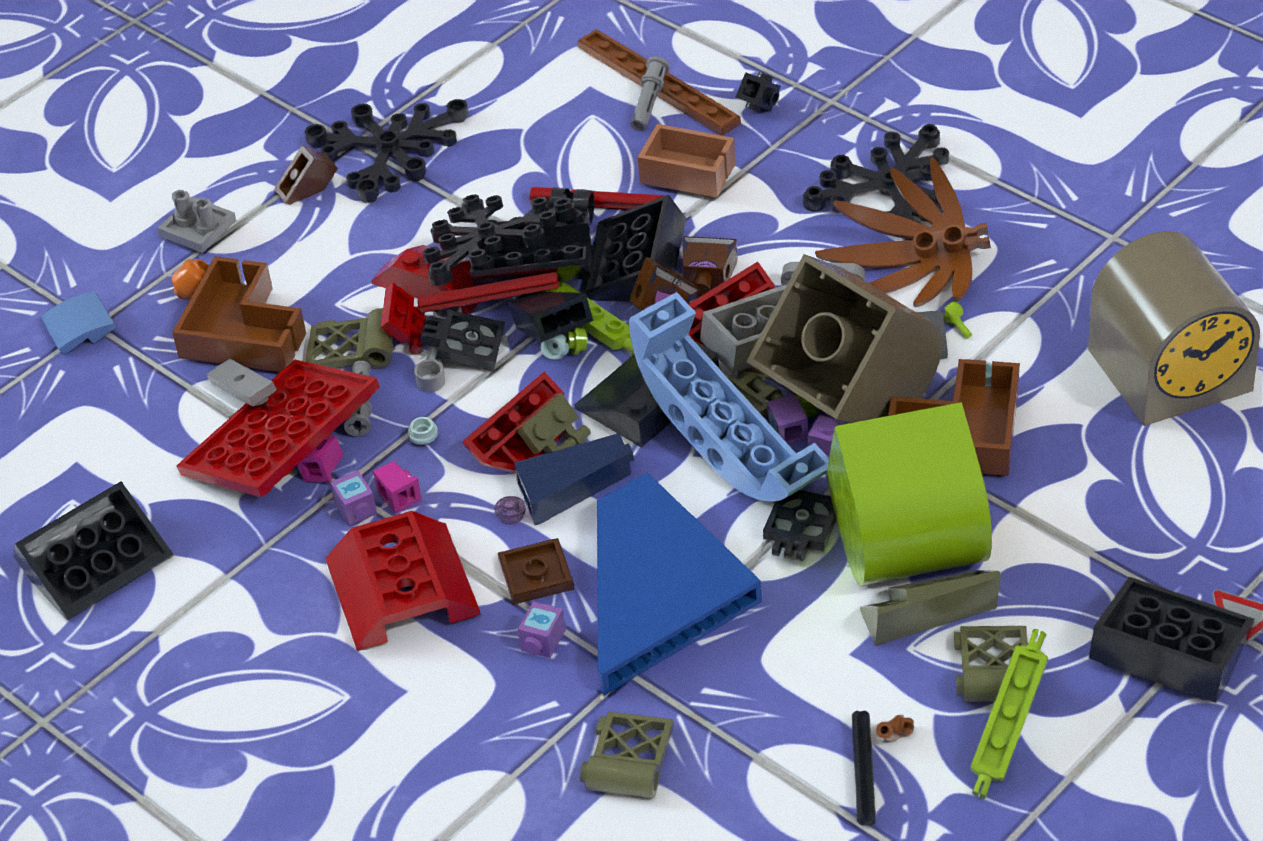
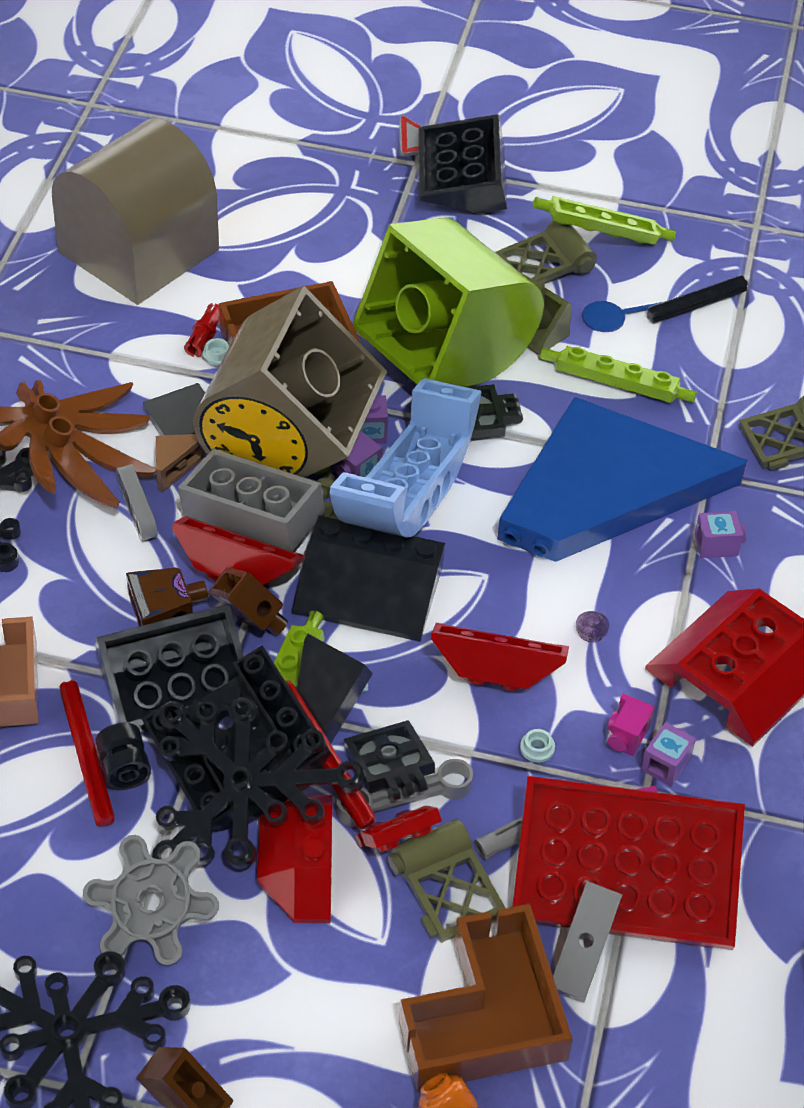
camera: 125 degrees left, 5 degrees up
(443, 189) = (139, 877): none -> light grey plate
(535, 571) = (648, 578): reddish brown tile -> none
(549, 422) = (489, 621): olive plate -> none
(571, 475) = (526, 591): dark blue slope -> none
(790, 652) = (619, 374): none -> lime plate
(886, 686) = (607, 316): none -> blue piece
(898, 725) = (647, 292): dark orange arm -> none
(952, 315) = (143, 395): lime hand -> none
(1027, 379) = (203, 331): none -> red pin

